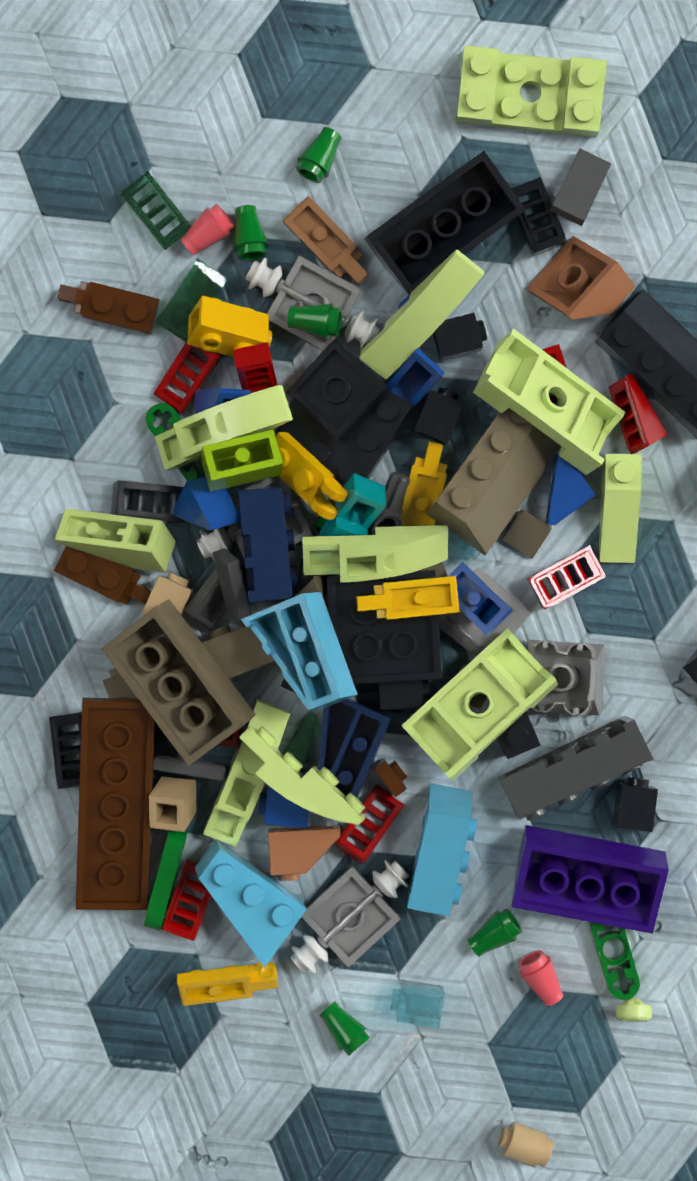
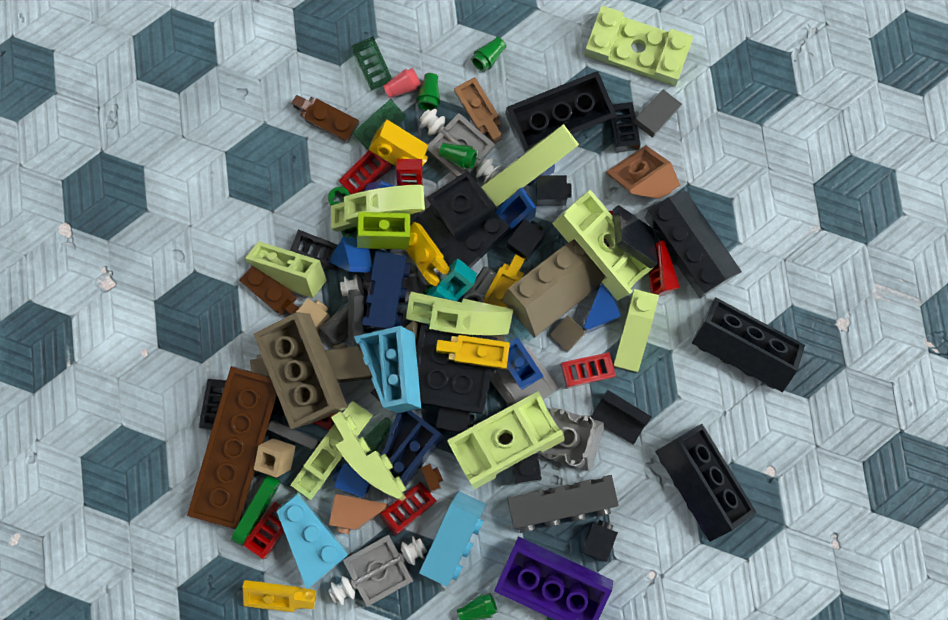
camera: 20 degrees right, 10 degrees down
(589, 379) = (634, 237): none -> black tile
(625, 631) = (621, 417): none -> black panel

